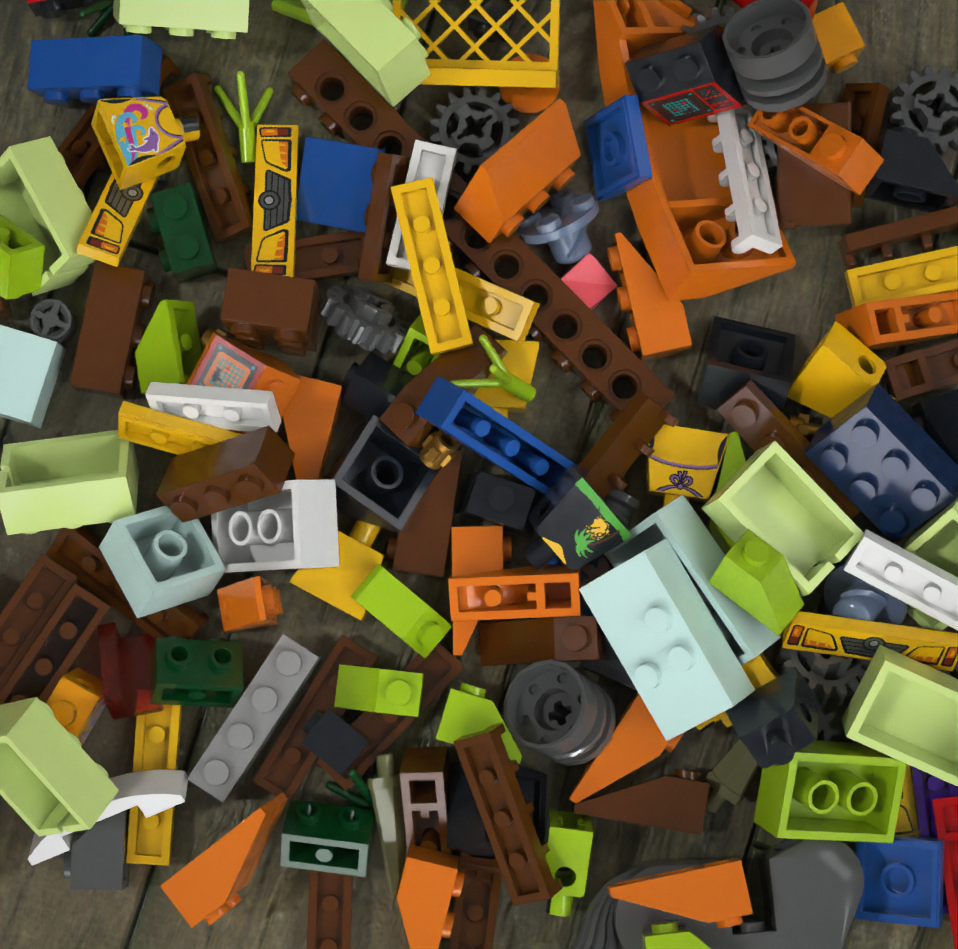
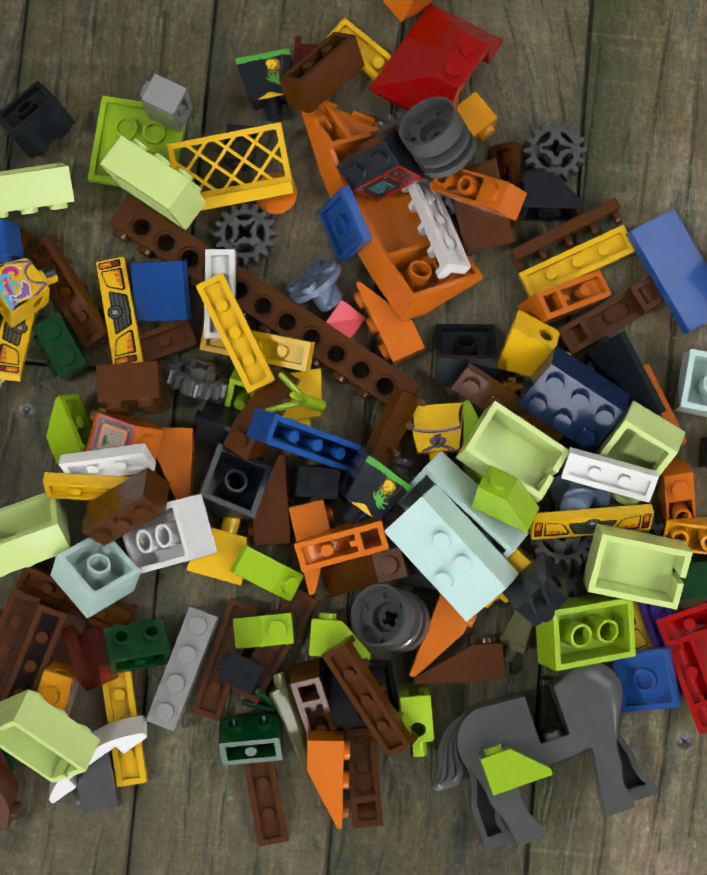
camera: 10 degrees left, 0 degrees up
(111, 330) = (27, 425): reddish brown brick -> none
(213, 879) = (179, 784): orange slope -> none
(245, 124) = (86, 262): lime plant -> none
(249, 604) = (162, 591): orange slope -> none
(381, 217) = (193, 307): reddish brown plate -> none
(438, 450) = (268, 457): pearl gold bar -> none
(521, 174) = (283, 257): orange slope -> none
(699, 892) = (511, 720): orange slope -> none

